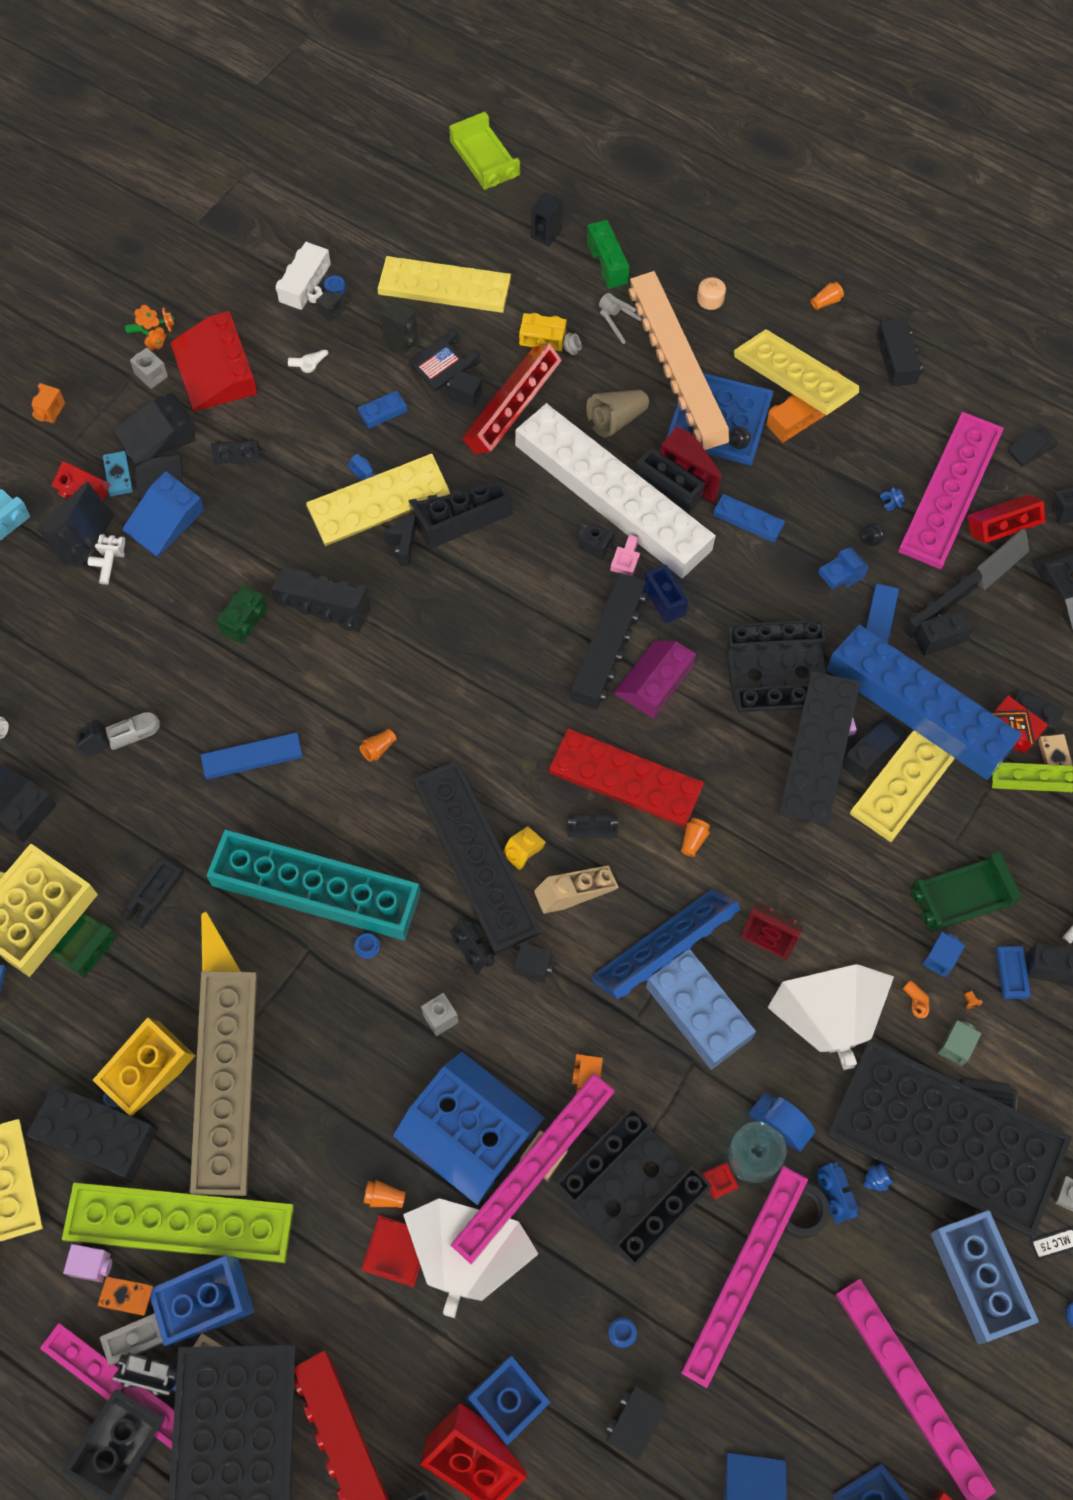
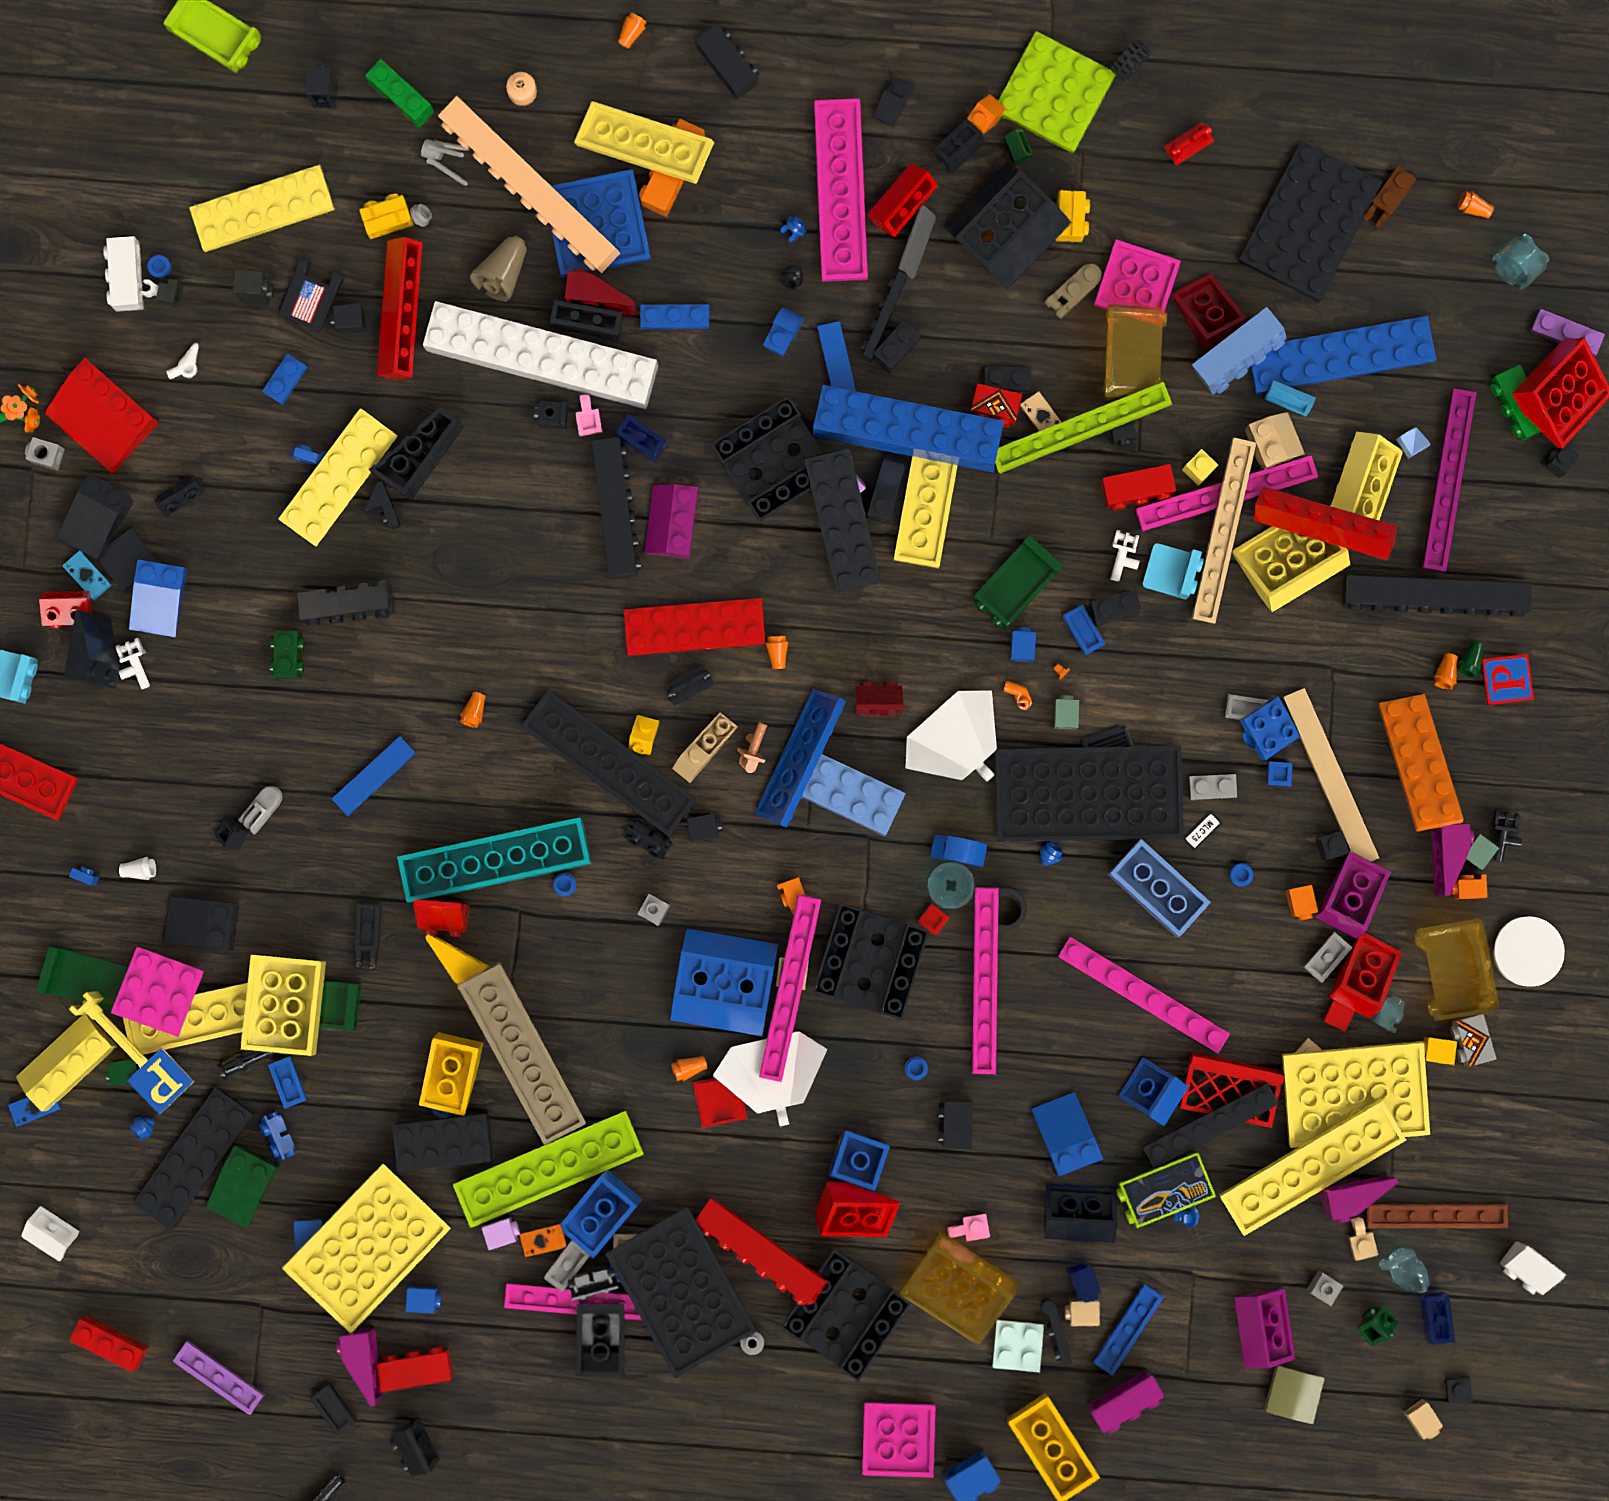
camera: 25 degrees left, 20 degrees up
(232, 906) = (441, 916): none -> red slope
(614, 919) = (750, 758): none -> nougat arm
(739, 438) = (627, 242): black plate -> none
(832, 1181) = (1016, 875): blue hinge -> none

